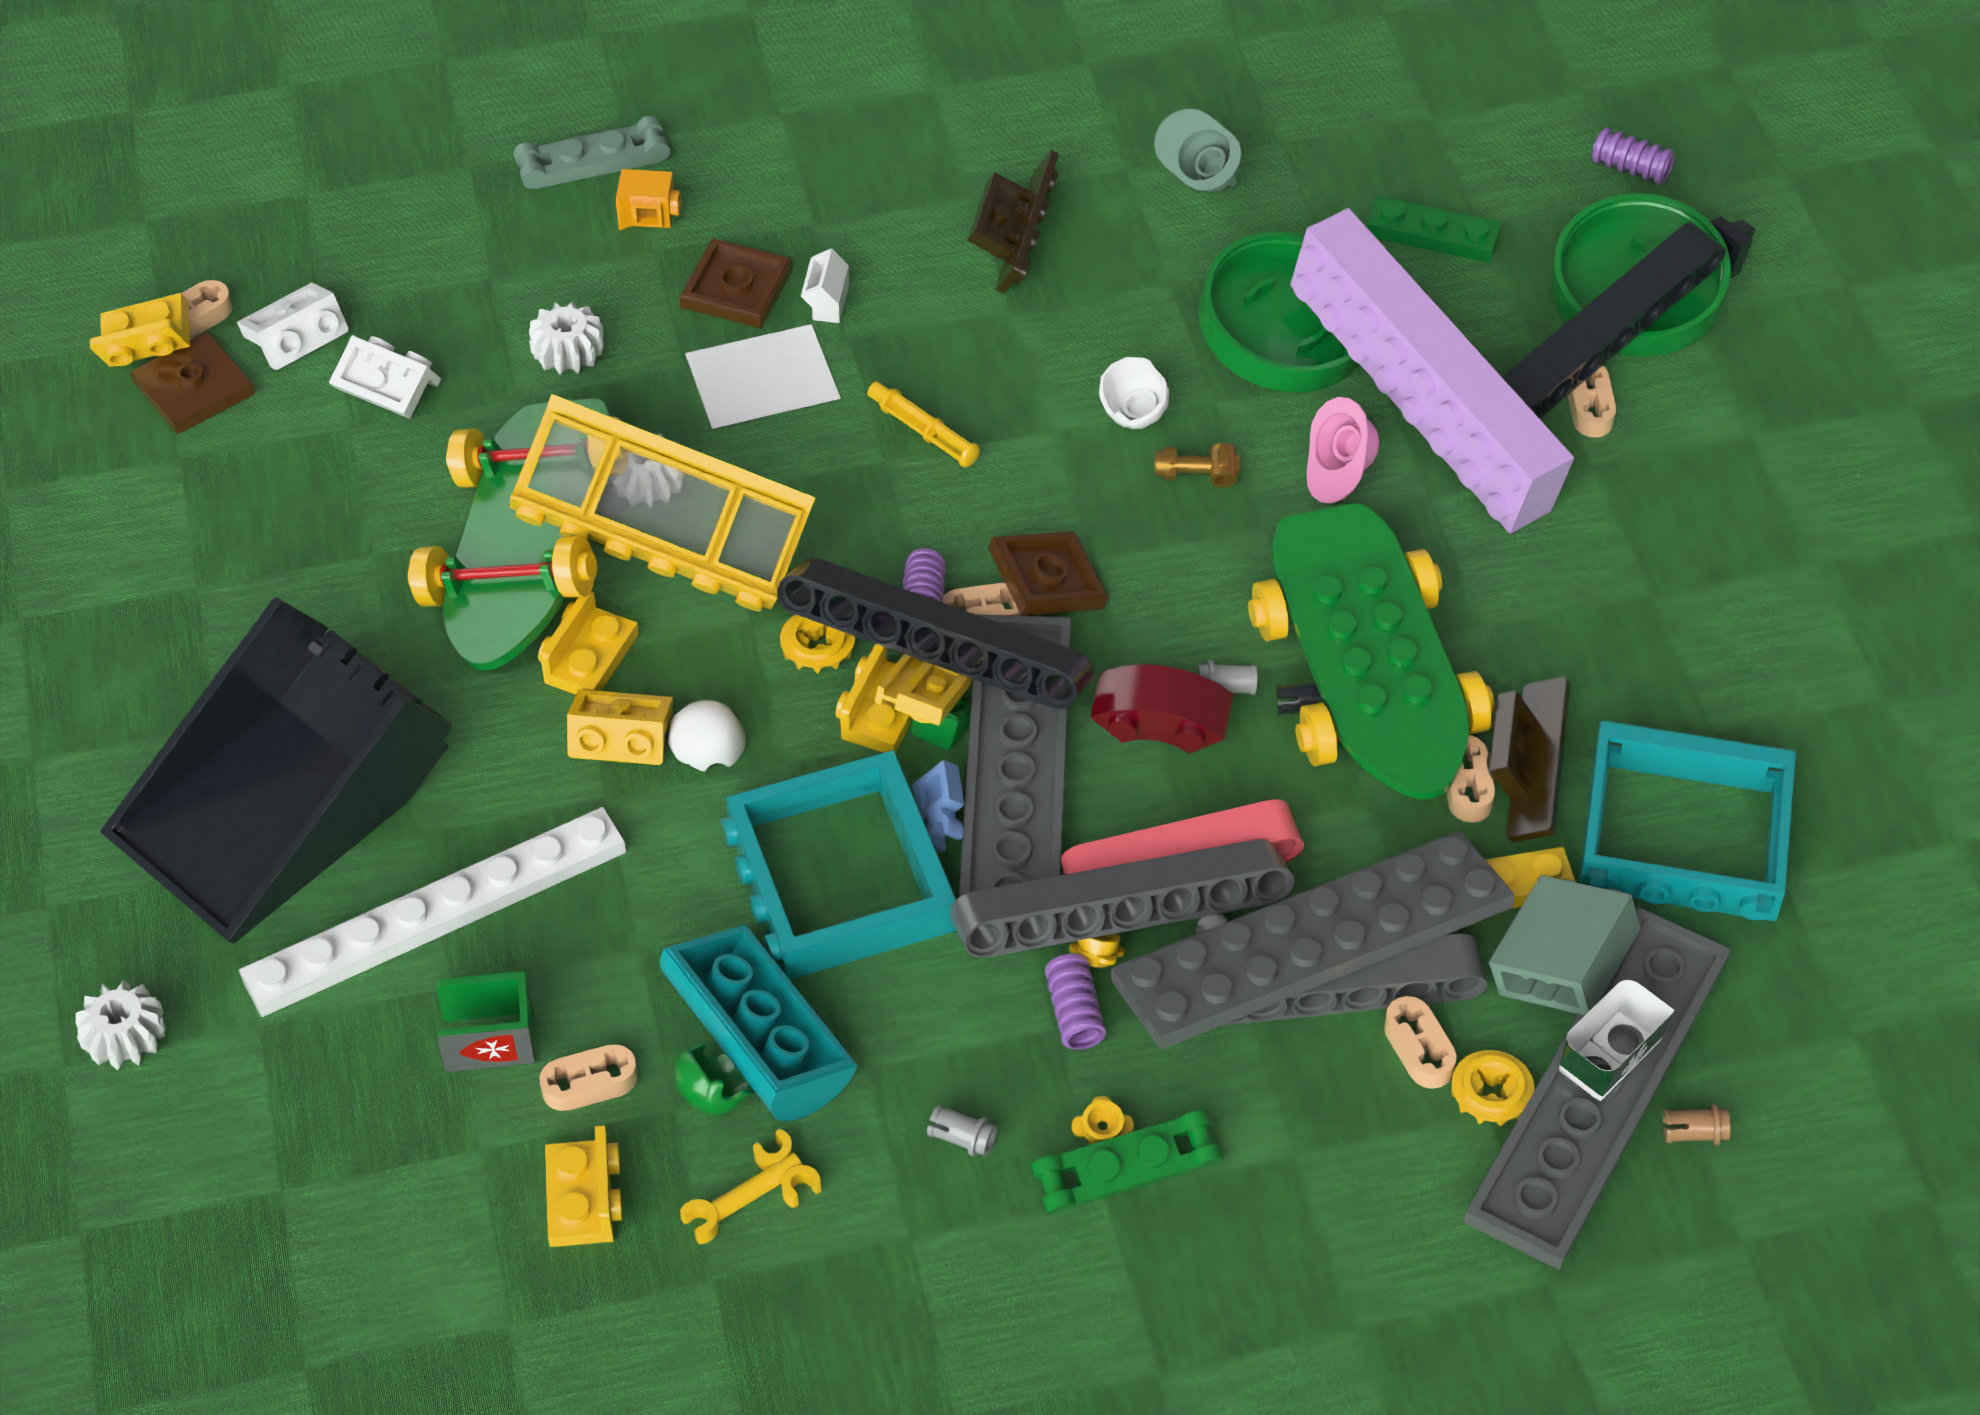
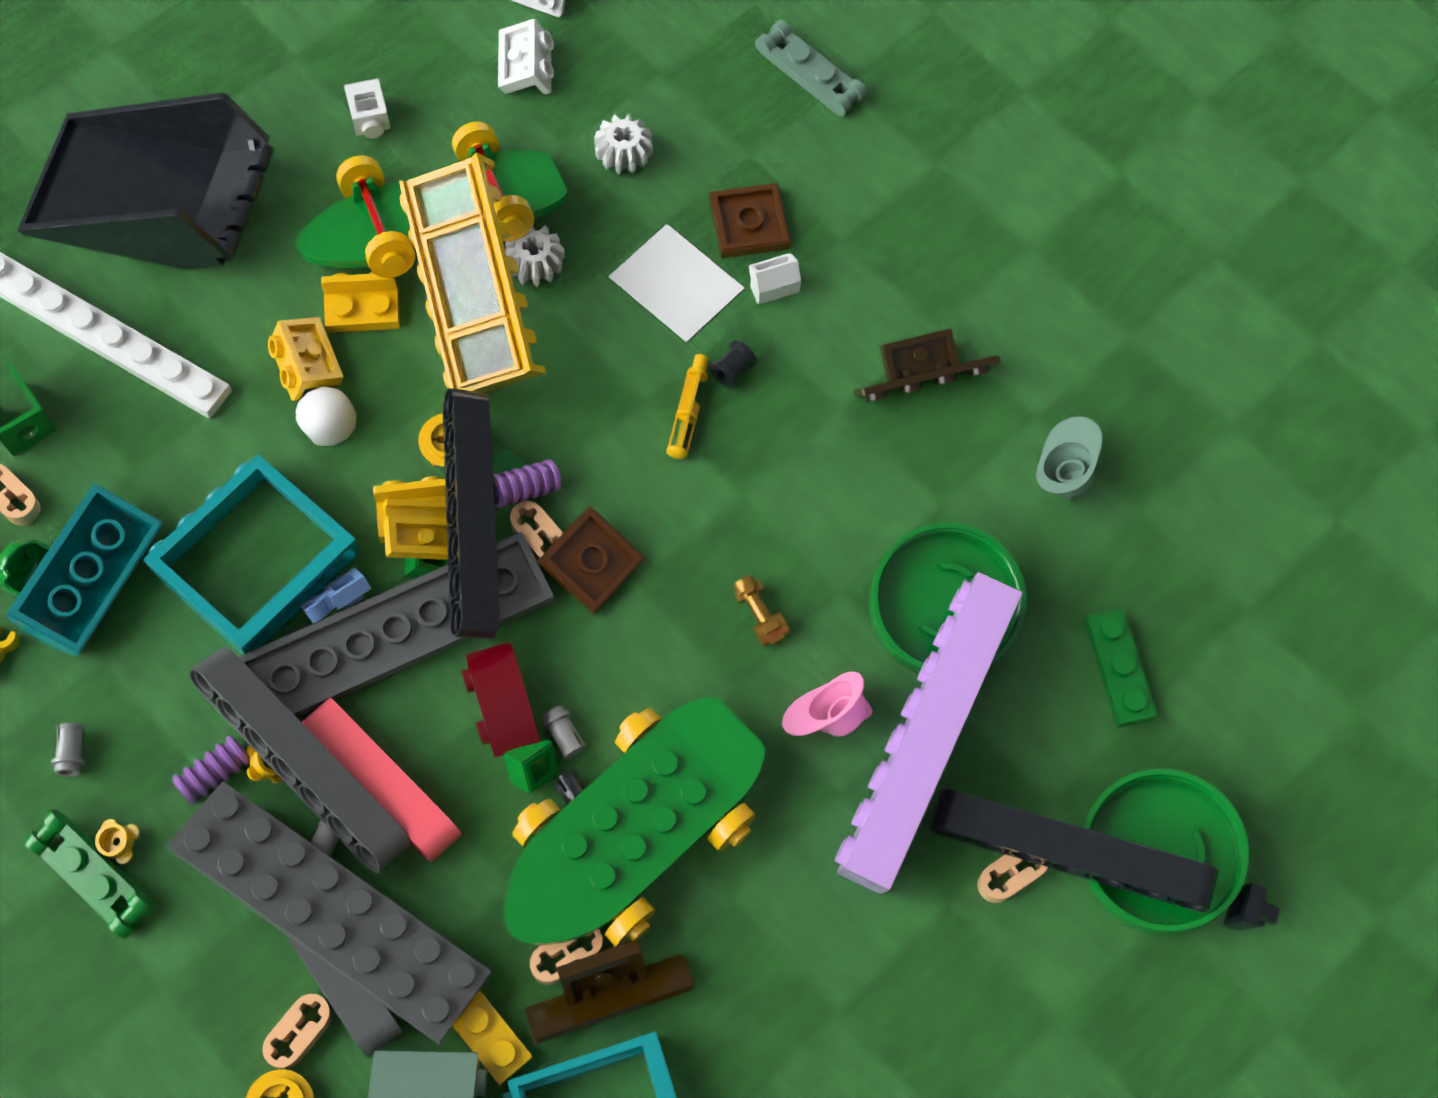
camera: 55 degrees right, 15 degrees up
(339, 536) = (367, 114): none -> white brick
(647, 199) = (782, 123): light orange window -> none
(905, 370) = (732, 364): none -> black bush
(1134, 392) = (795, 532): white hair -> none
(1249, 719) = (531, 765): none -> green slope
(1633, 155) = (1302, 786): medium lavender piece -> none

